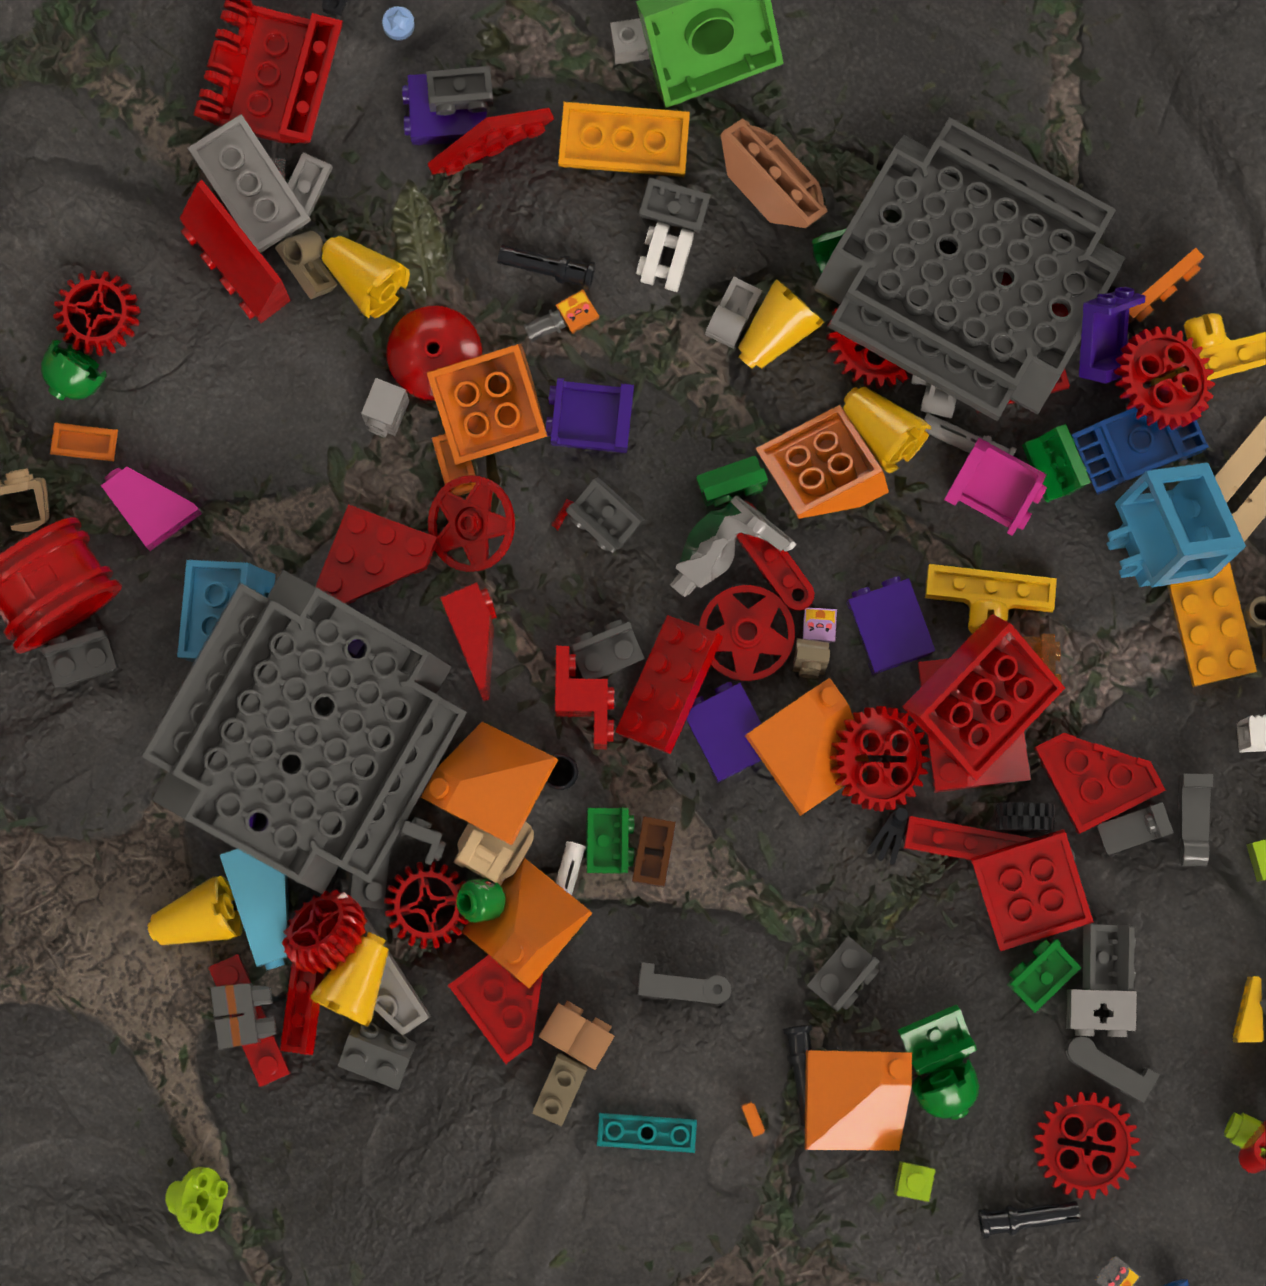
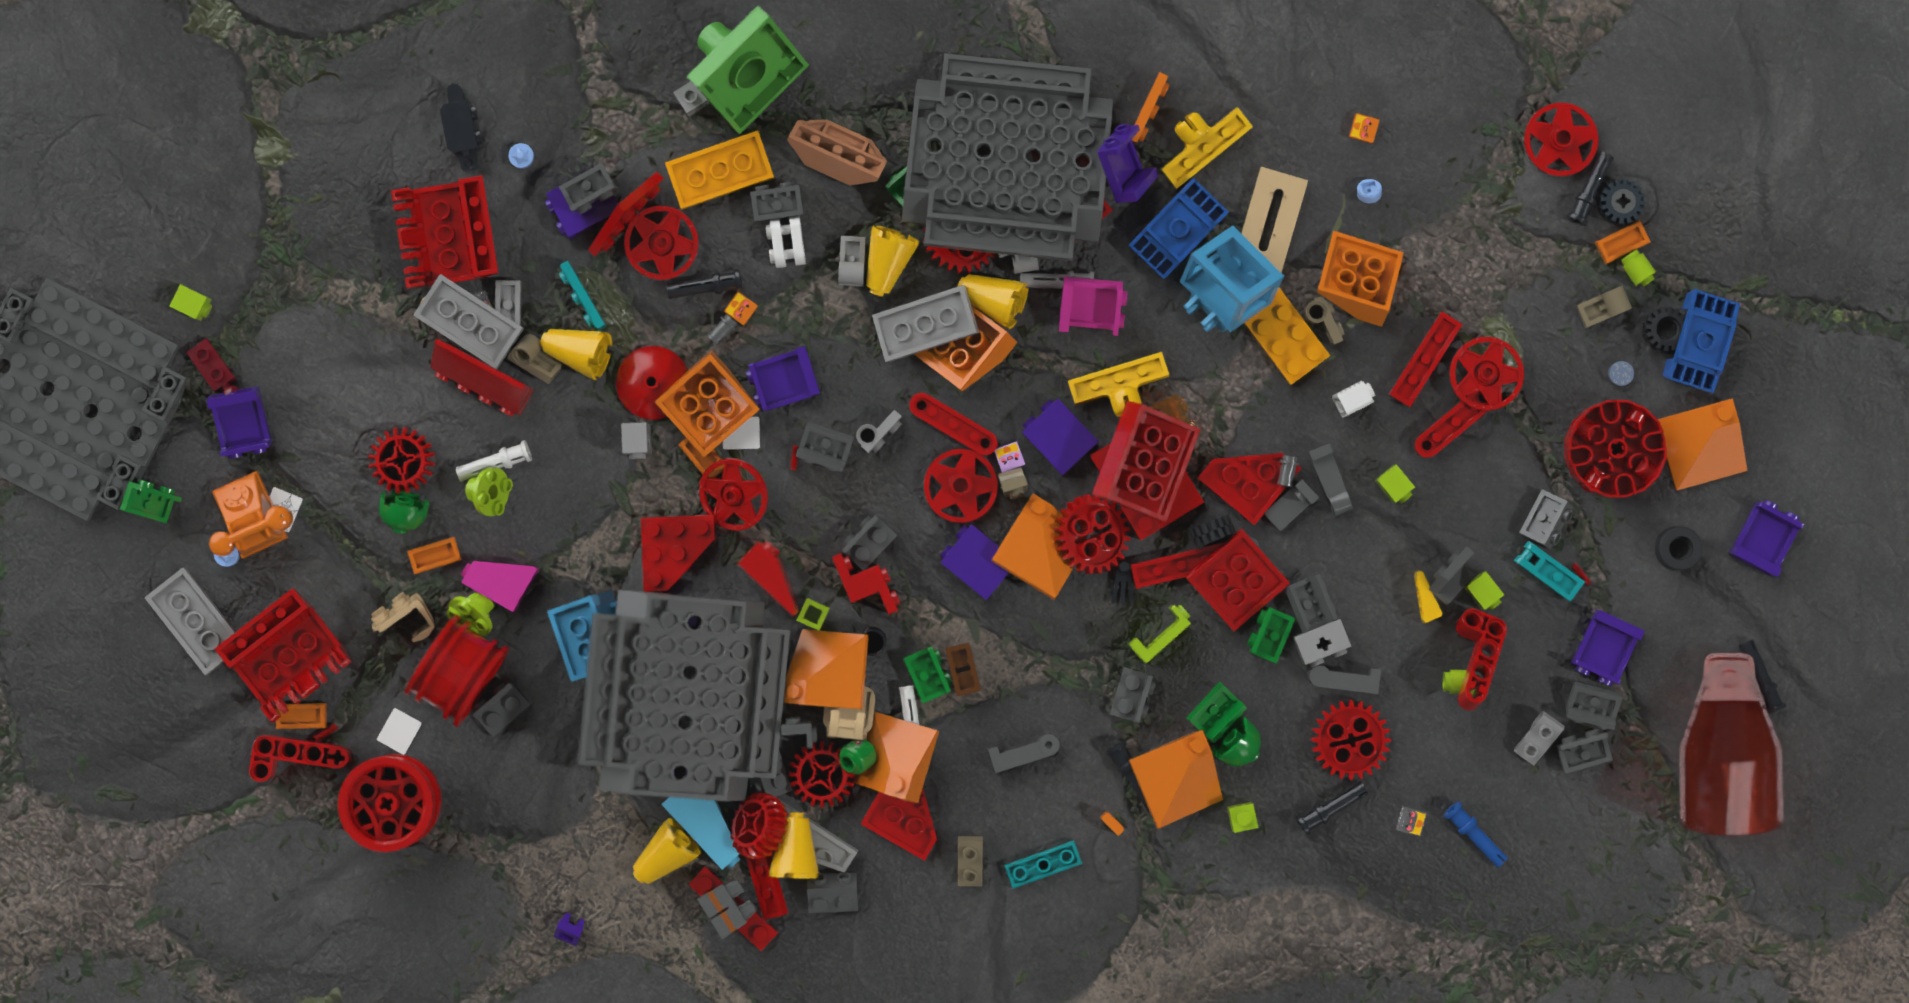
camera: 20 degrees left, 5 degrees up
(38, 961) = (568, 932): none -> dark purple tile
(103, 526) = (474, 610): none -> lime plate
(183, 394) = (489, 491): none -> lime plate
(219, 364) = (505, 458): none -> white pin
(395, 214) = (581, 296): none -> teal tile
(503, 707) = (813, 614): none -> lime brick
(514, 462) = (745, 437): none -> white sticker
(517, 192) = (661, 242): none -> red wheel
(577, 1035) = (964, 818): medium nougat brick -> none
(669, 684) = (922, 546): red plate -> none
(678, 527) = (890, 425): none -> light grey plate
(713, 539) = (909, 435): light grey hips -> none
(732, 480) = (902, 382): green bracket -> none
(789, 421) = (925, 323): none -> light grey plate
(882, 929) = (1148, 652): none -> lime panel
(1059, 459) = (1128, 268): green bracket -> none
(1148, 785) = (1287, 470): none -> dark grey pin
(1177, 404) = (1159, 162): red gear -> none

